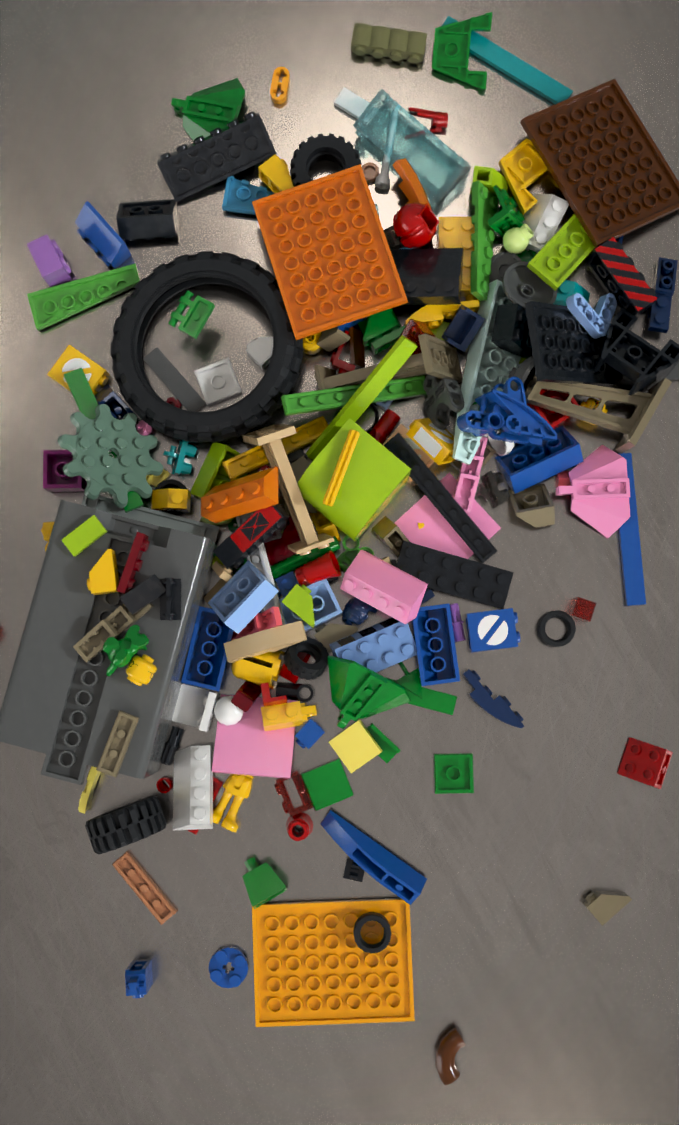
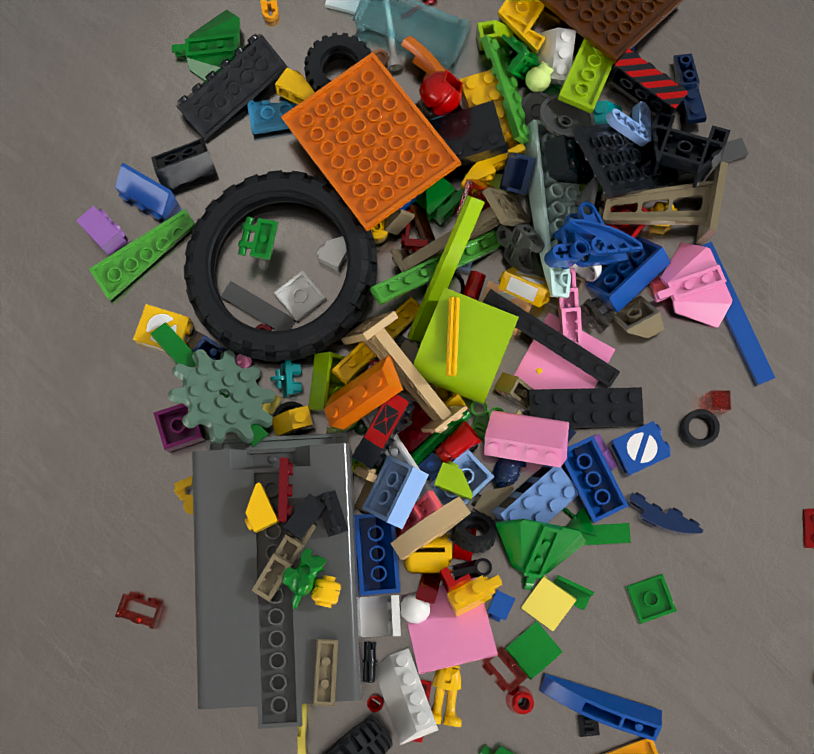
camera: 25 degrees left, 5 degrees down
(84, 535) = (227, 478): lime tile -> none

